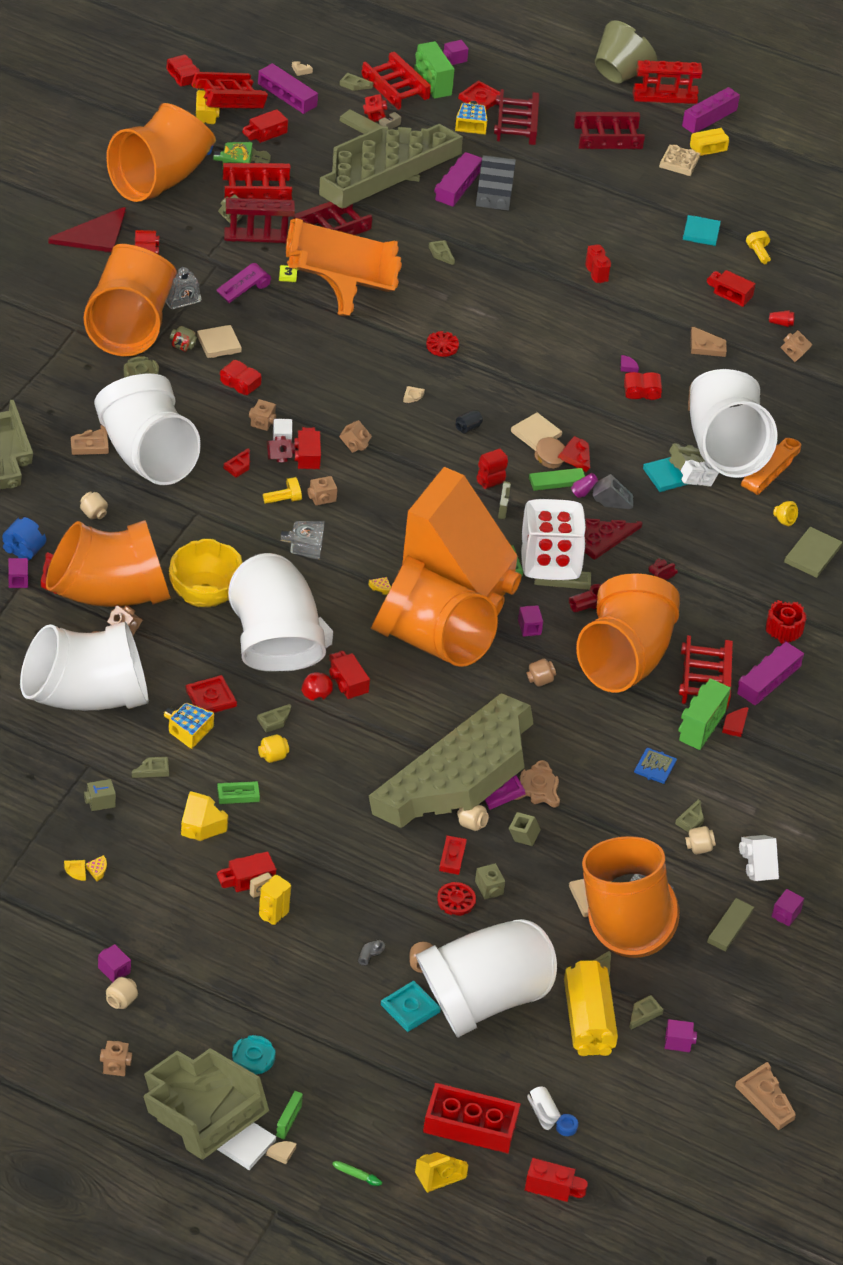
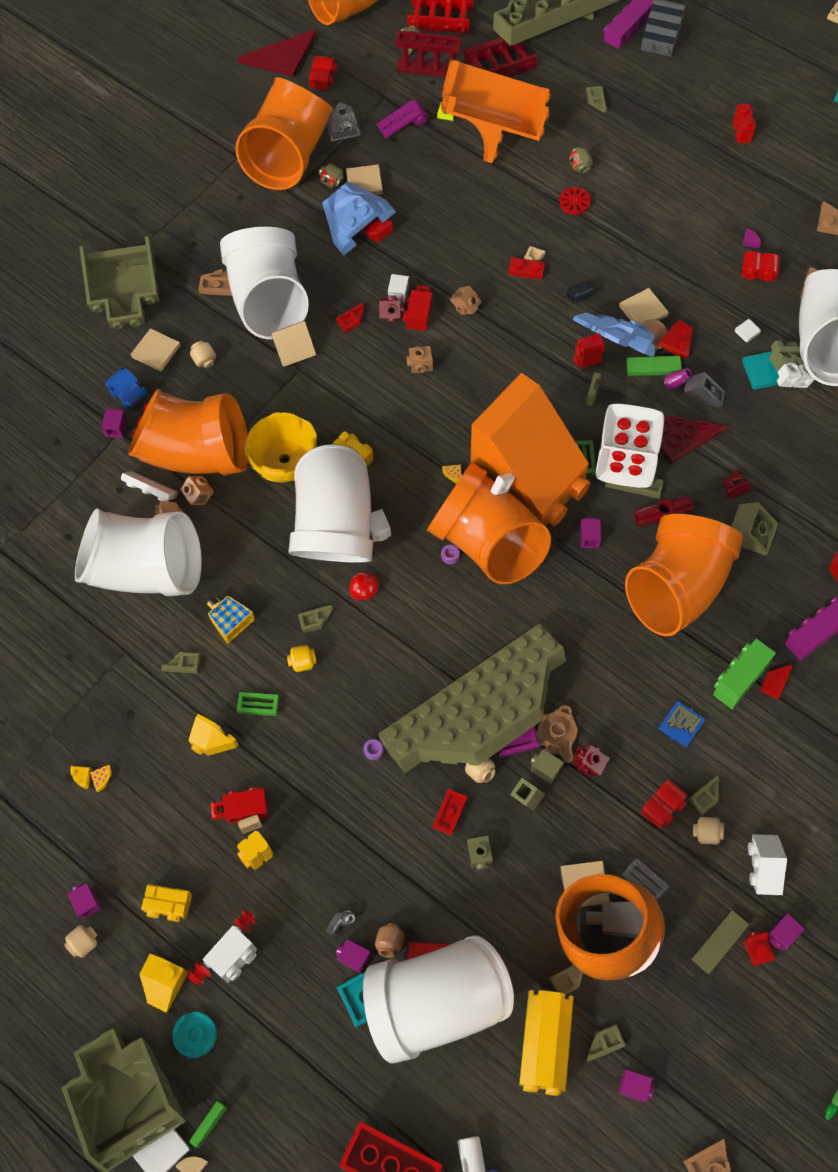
camera: 20 degrees right, 20 degrees up
(41, 506) = (155, 350): none -> tan tile
(70, 623) = (149, 486): none -> white tile
(100, 795) = (123, 692): olive brick -> none
(115, 1058) = (61, 1024): medium nougat brick -> none
(140, 365) = (286, 206): olive tile -> none
(188, 487) = (293, 343): none -> tan tile
(196, 954) = (166, 902): none -> yellow brick
(210, 1015) = (161, 981): none -> yellow slope
(211, 694) = (260, 584): red tile -> none
(216, 366) = (350, 211): none -> medium blue wedge
(262, 415) = (383, 267): medium nougat brick -> none
(272, 981) = (229, 953): none -> white brick
(293, 492) = (392, 357): yellow piece -> none
(305, 538) = (392, 411): clear torso -> none
(348, 674) = (396, 577): red brick -> none
(364, 816) = (373, 749): none -> medium lavender tile
(391, 973) = (353, 956): none -> magenta brick
(396, 652) = (450, 554): none -> medium lavender tile
(408, 406) = (526, 268): none -> red plate
(440, 307) = (580, 160): none -> olive head
(444, 568) = (502, 483): none -> white tile
(456, 898) = (442, 865): red wheel -> none
(521, 446) = (620, 331): none -> medium blue wedge
(537, 806) = (546, 766): none -> olive brick
(541, 672) = (587, 598): medium nougat head -> none
(576, 797) = (590, 760): none -> dark red brick
(643, 442) = (747, 330): none -> white tile
(655, 824) = (664, 804): none -> red brick
(692, 601) = (756, 527): none -> olive slope
(723, 667) = (776, 613): red fence -> none
(766, 924) = (758, 948): none -> red bracket

